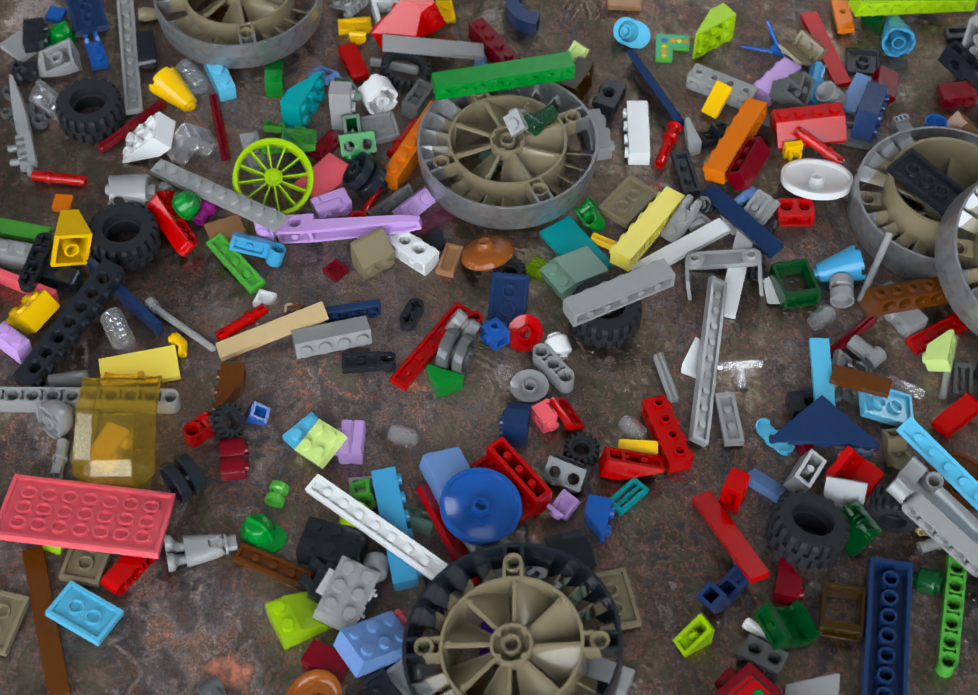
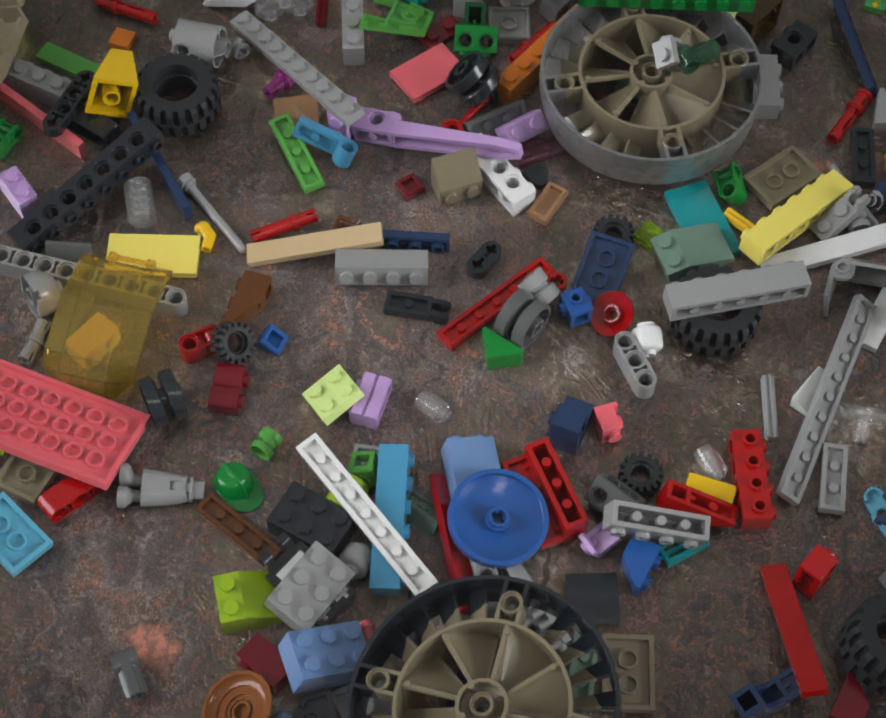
camera: 15 degrees right, 5 degrees up
(32, 312) = (52, 161): yellow slope -> none
(171, 223) = (231, 73): red beam -> none
(186, 204) = (257, 71): green piece -> none
(264, 297) = (319, 202): white tile -> none
(273, 176) = (364, 58): lime wheel -> none
(299, 431) = (312, 373): medium azure plate -> none
(331, 204) = (426, 106): lavender brick -> none
(487, 253) = (593, 204): dark orange hat -> none
(532, 380) = (599, 372): light grey dish -> none
(566, 413) = (635, 426): red plate -> none
(604, 481) = (656, 523): none -> light grey brick
(637, 133) = (816, 94): white brick -> none
(766, 485) = (857, 573): medium blue slope -> none

